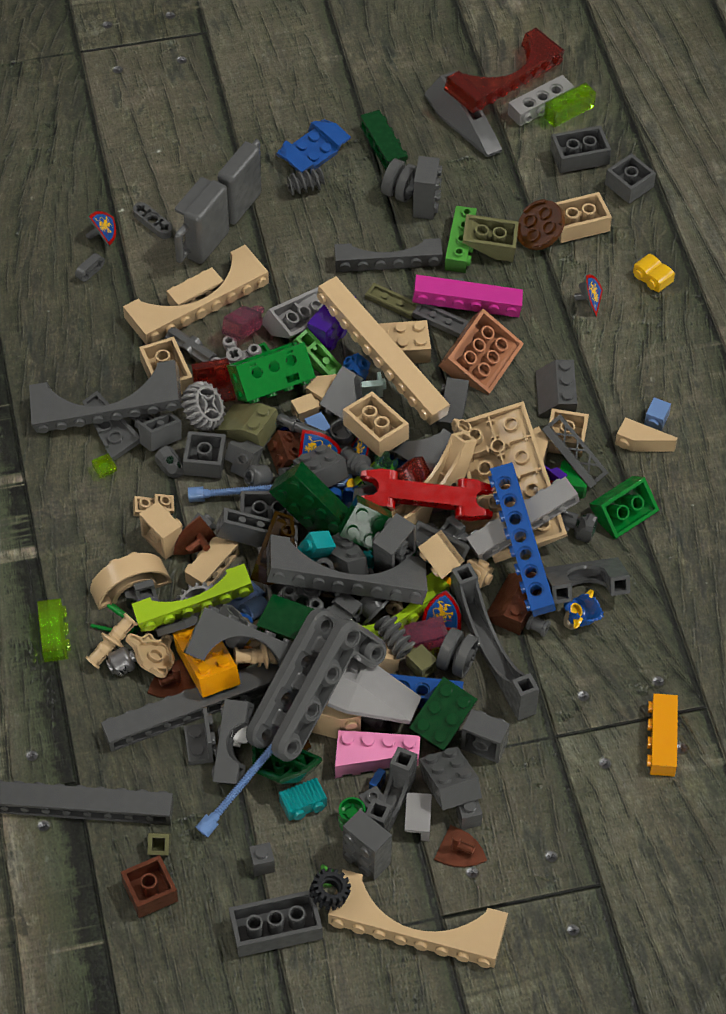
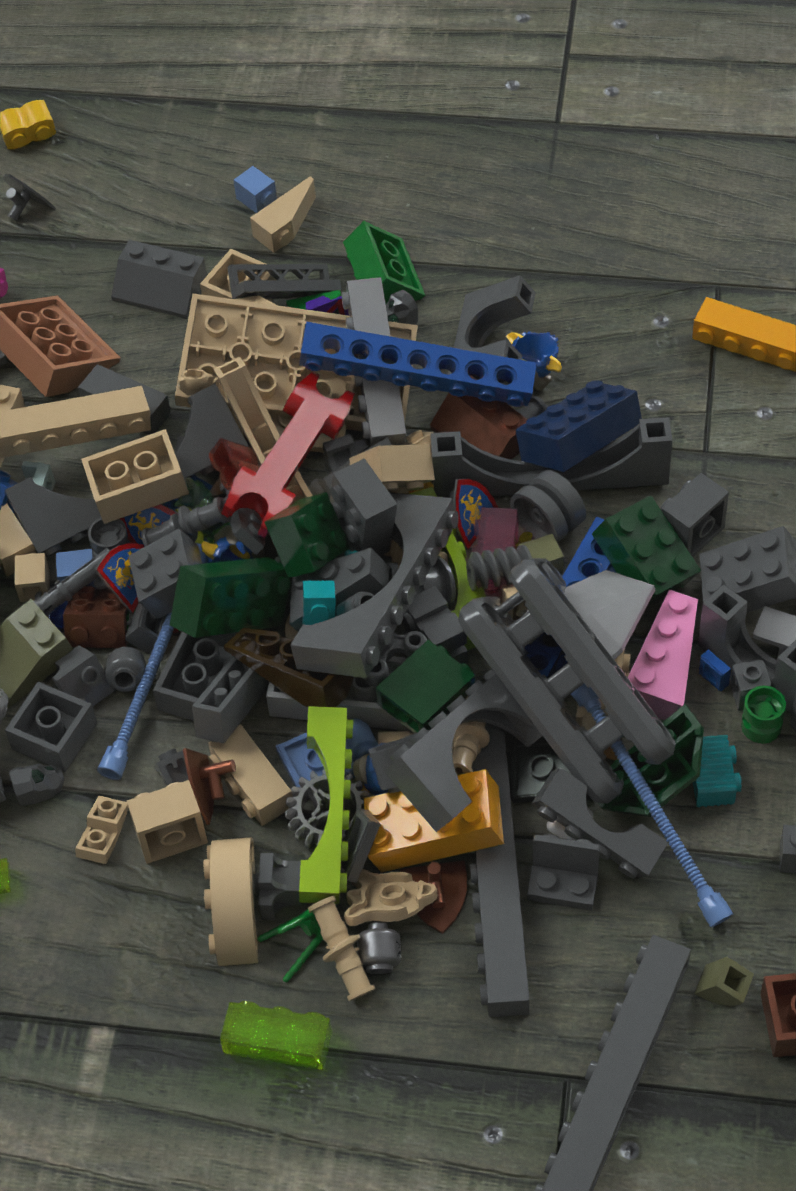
camera: 65 degrees left, 0 degrees up
(528, 649) = (578, 425): none -> dark blue brick

